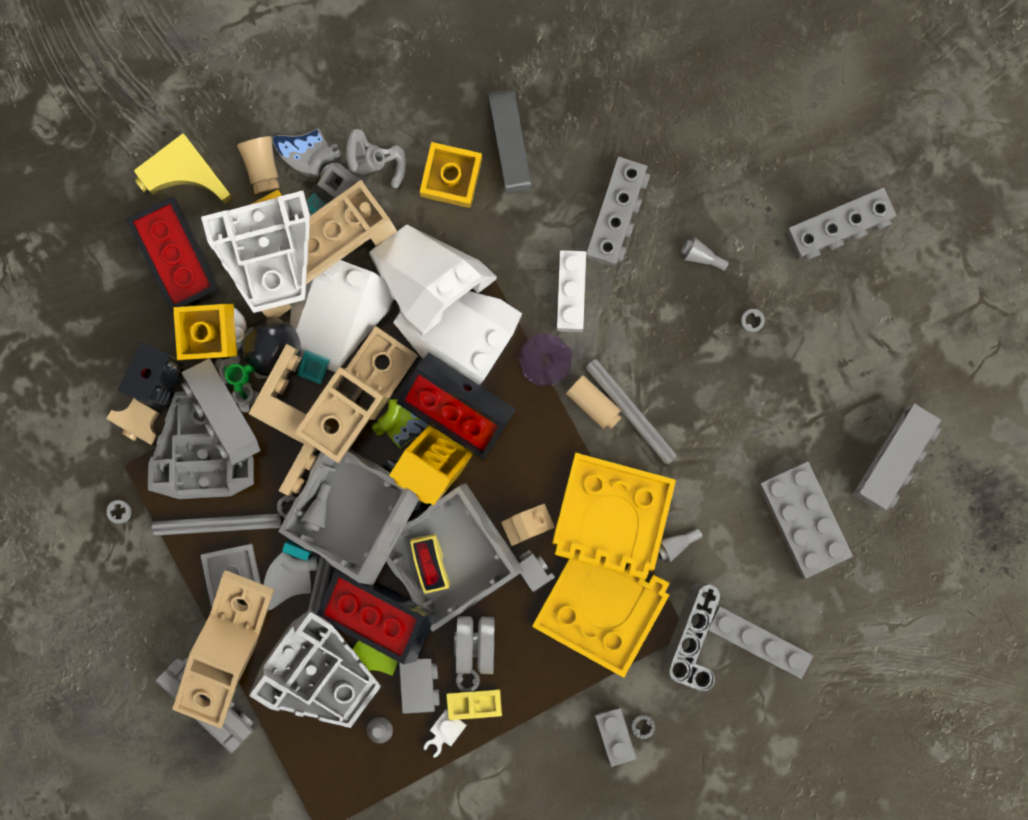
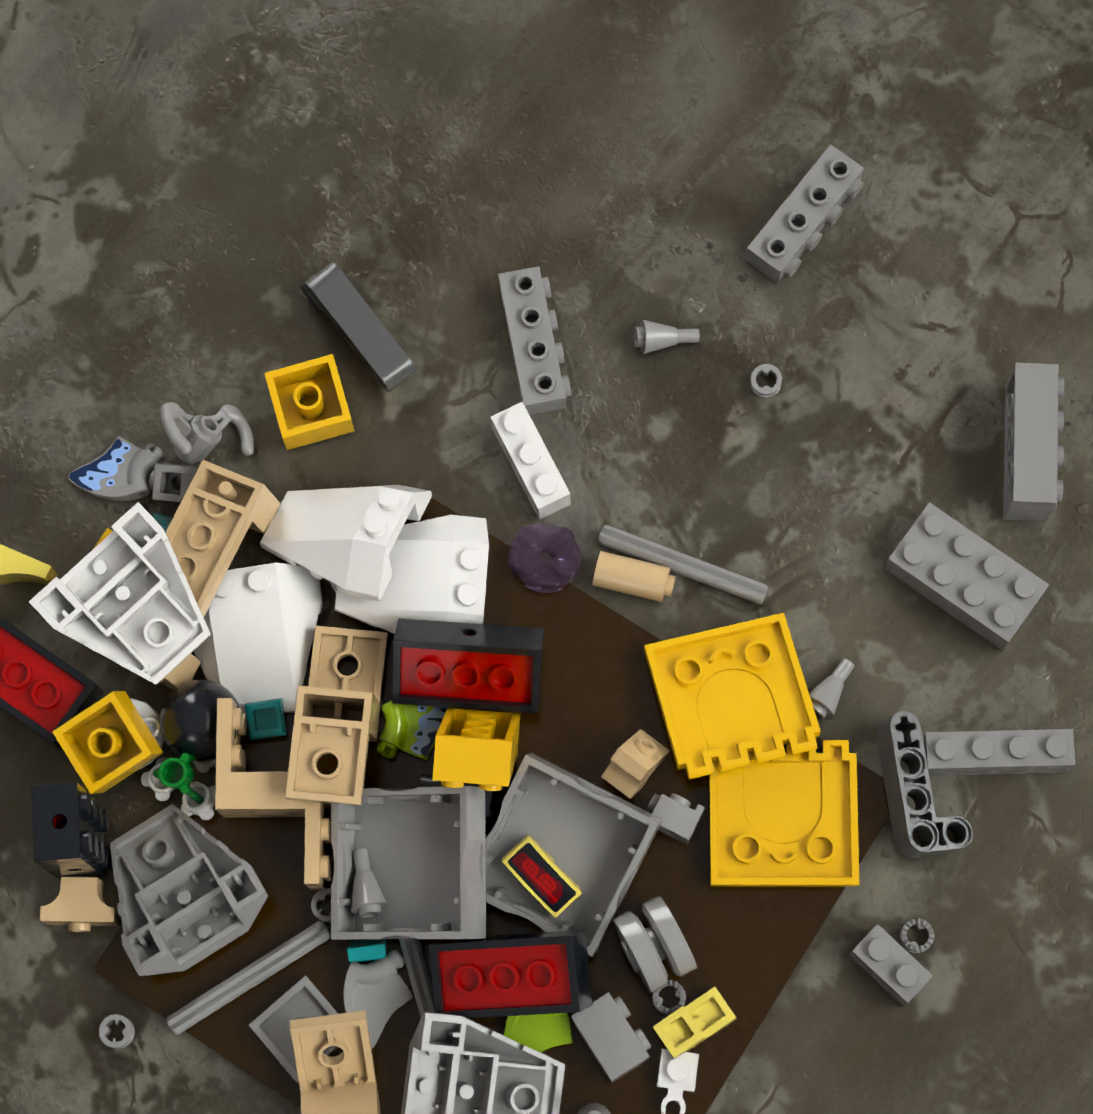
camera: 25 degrees left, 10 degrees down
(220, 412) = (178, 830): light grey brick -> none
(260, 164) = (68, 512): tan plant -> none

